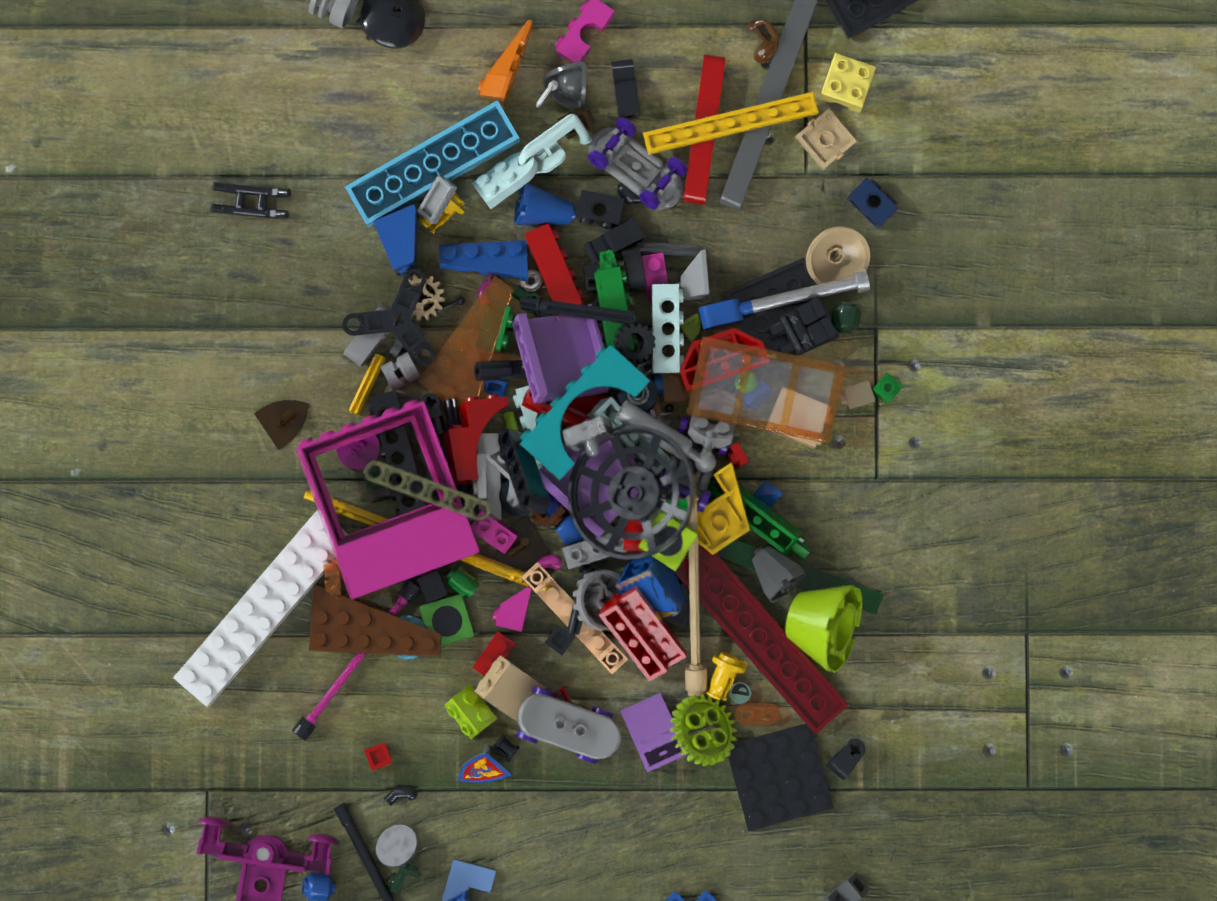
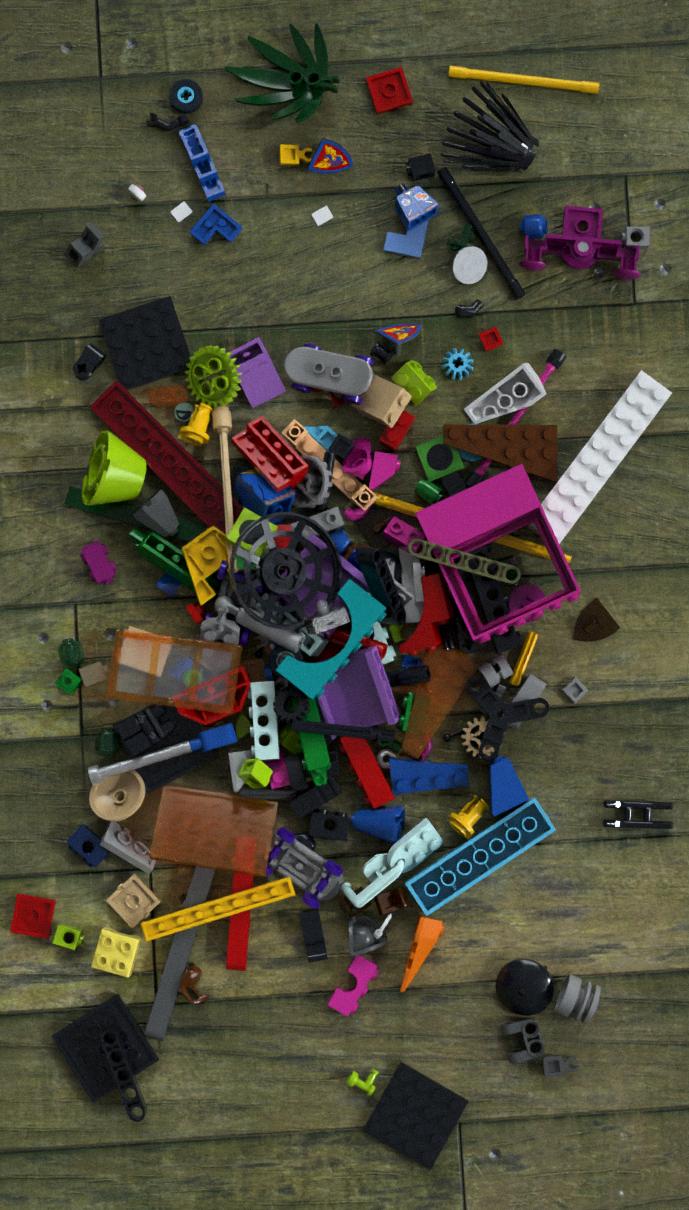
camera: 175 degrees right, 0 degrees up
(190, 866) = (643, 234): none -> light grey brick
(311, 345) = (574, 690): none -> light grey tile
(331, 571) = (541, 485): clear orange plate -> none
(357, 689) = (512, 393): none -> white wedge
(415, 722) = (453, 358): none -> medium azure gear
(437, 199) = (473, 823): light grey tile -> none
(536, 121) = (390, 901): none -> reddish brown bracket
(540, 623) = (358, 461): none -> dark pink piece
(580, 655) = (323, 435): none -> medium azure tile
(641, 307) = (289, 739): none -> lime bracket
(680, 269) = (255, 773): none -> lime brick
(730, 210) = (214, 830): none -> clear orange plate
(833, 200) = (122, 844): none -> light grey wing
(843, 515) = (101, 568): none -> magenta brick
(883, 421) = (71, 653): none -> clear green head
(909, 99) = (60, 940): none -> lime brick
(939, 130) = (33, 916): none -> red tile

